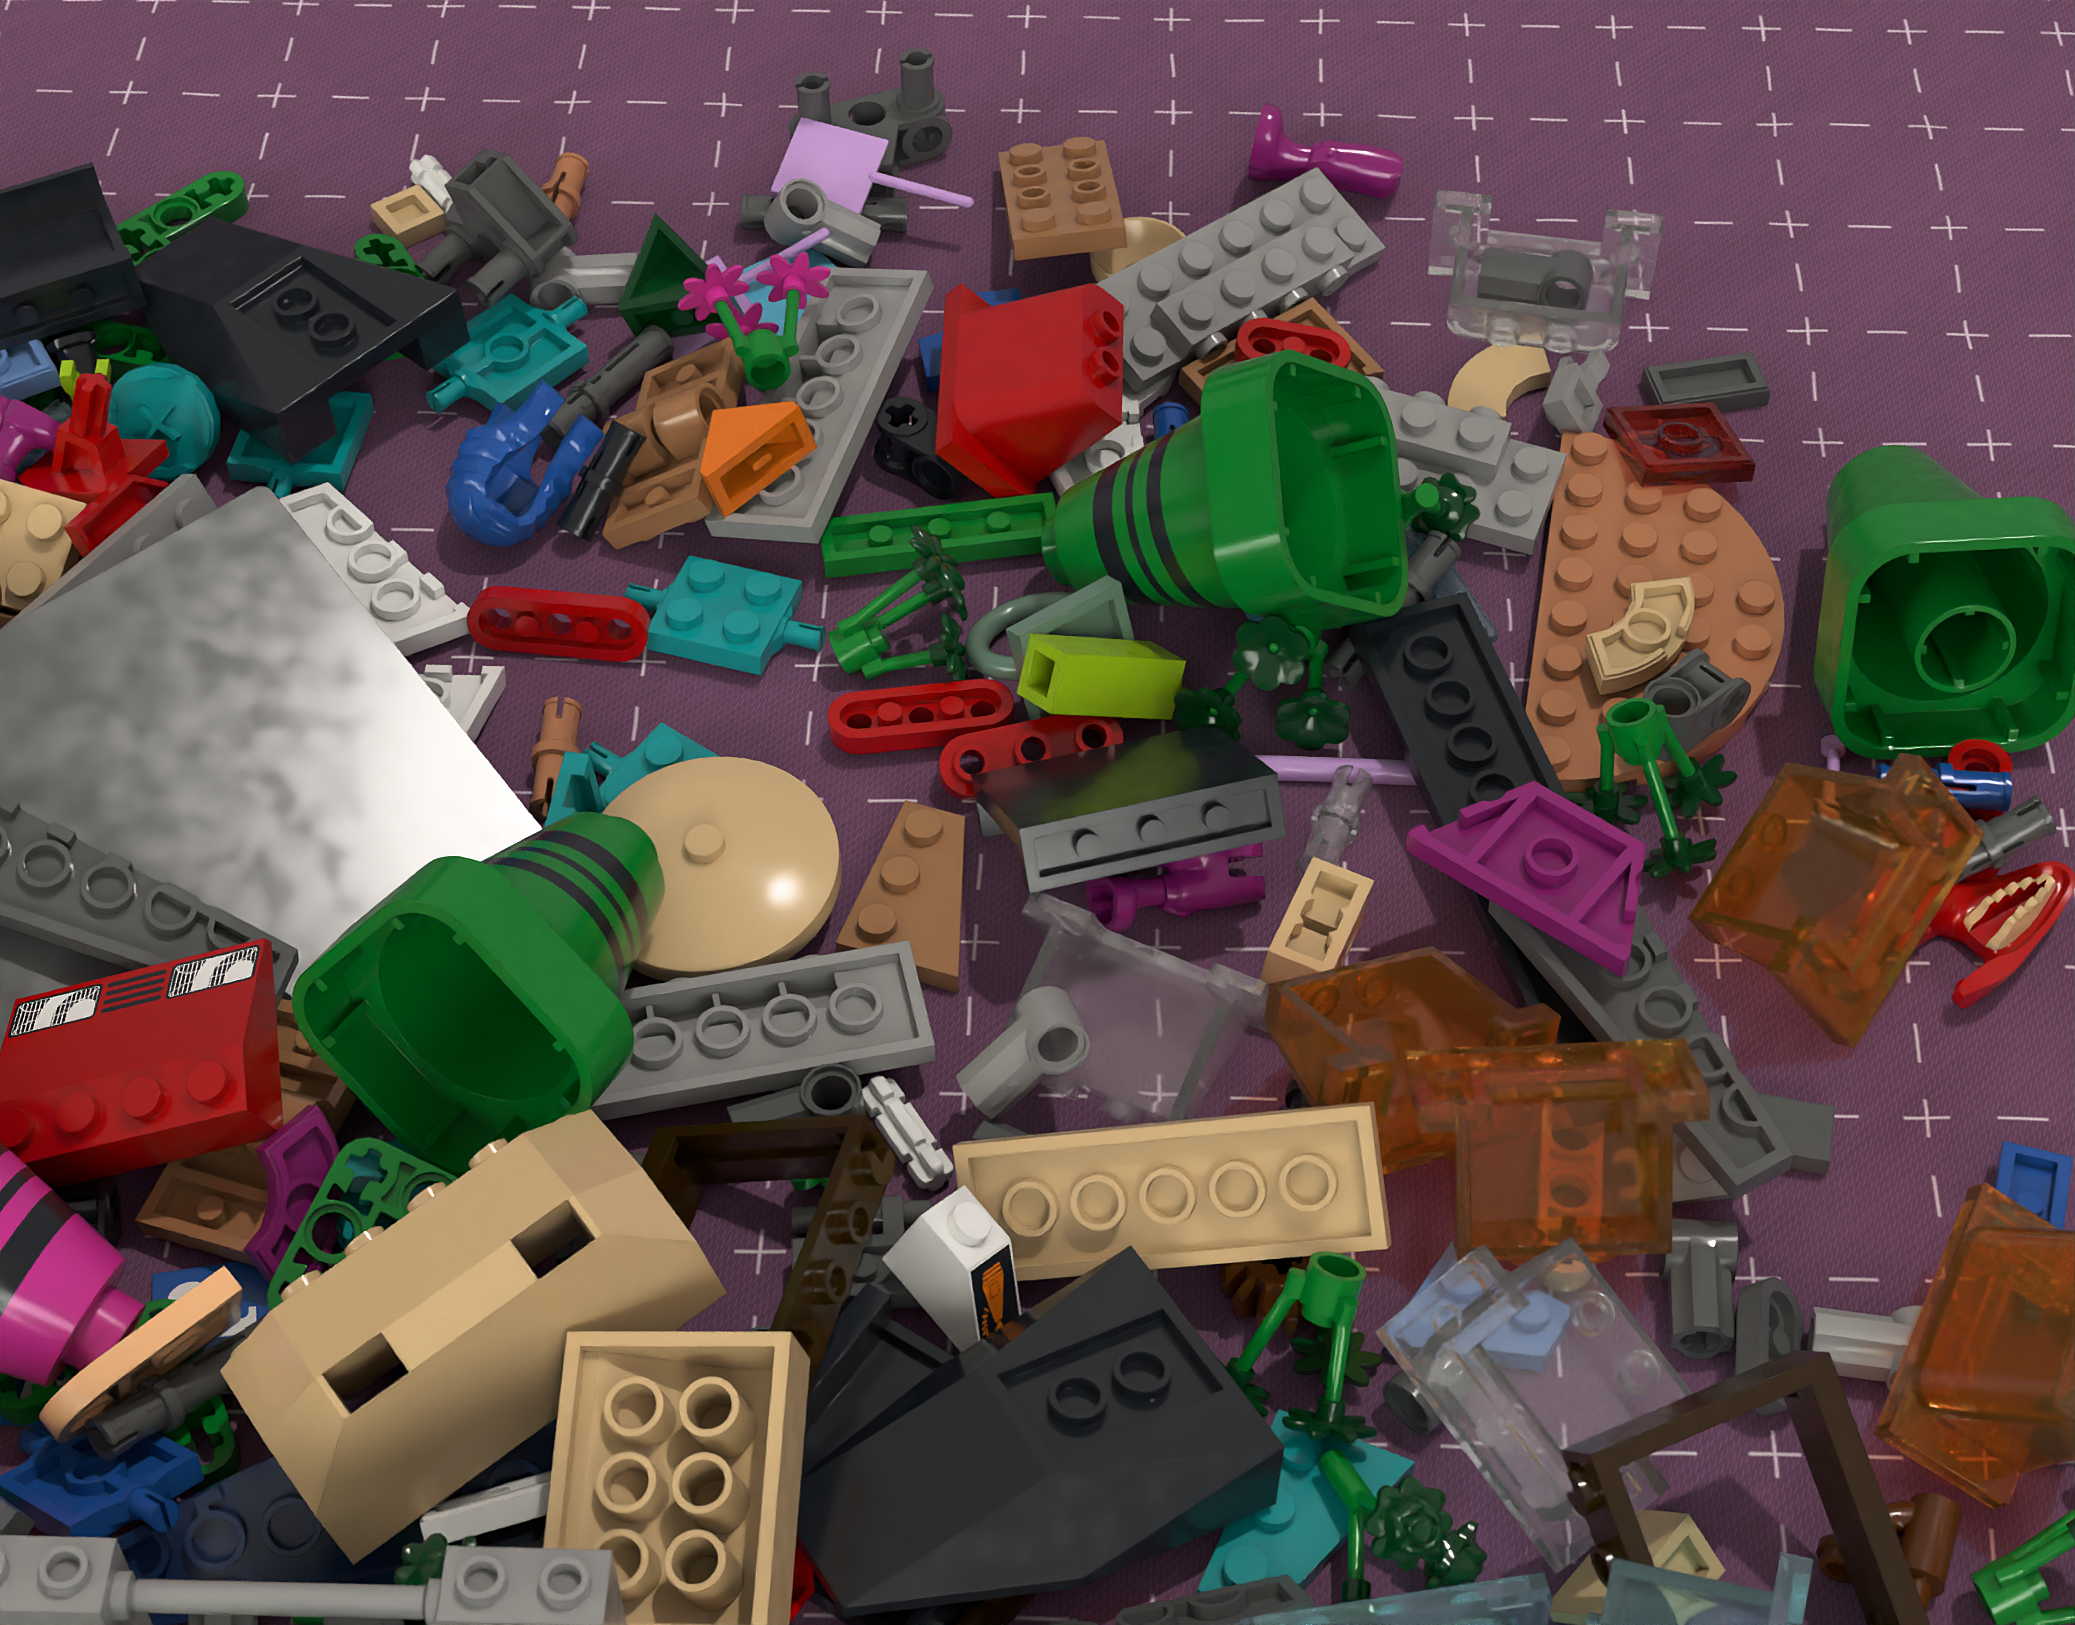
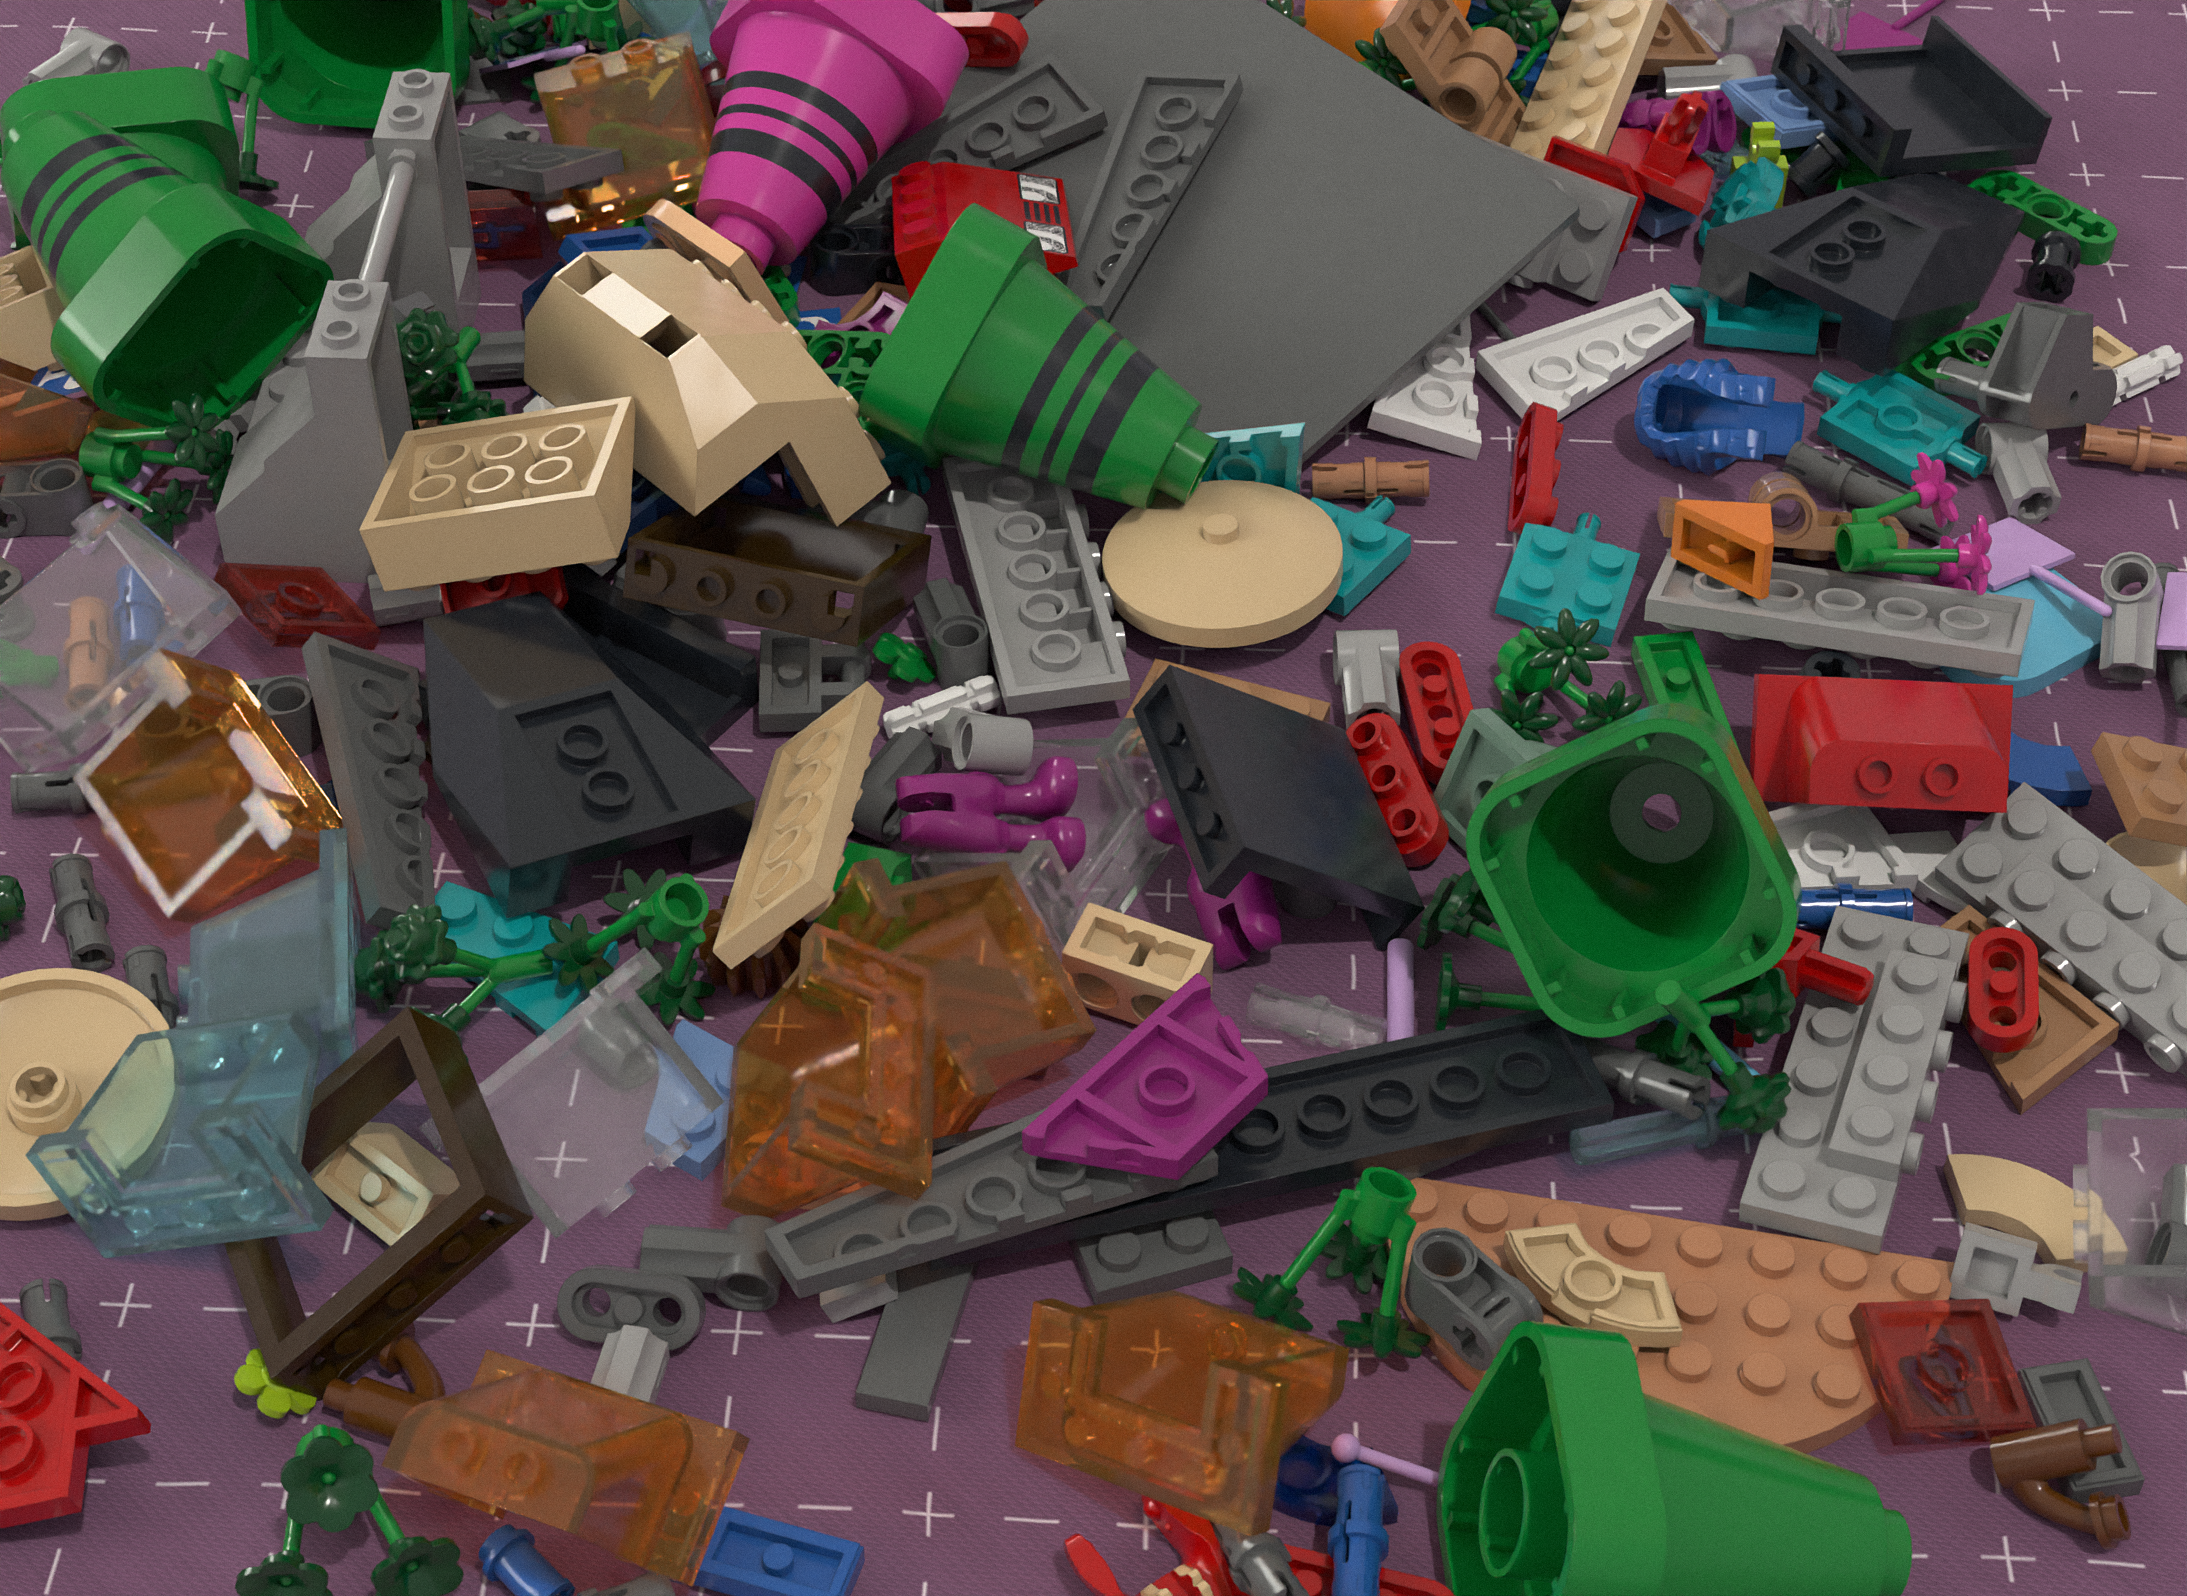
camera: 90 degrees right, 5 degrees down
(273, 218) = (2054, 259): none -> black bush
(601, 481) = (1711, 474): black pin -> none
(658, 285) = (2005, 496): dark green slope -> none
(851, 768) = (1367, 671): none -> light grey piece
(959, 1268) = (760, 710): white slope -> none
(1100, 677) = (1446, 778): lime brick -> none
(1123, 1053) = (961, 811): none -> magenta piece
(1752, 398) = (2059, 1450): none -> reddish brown plant

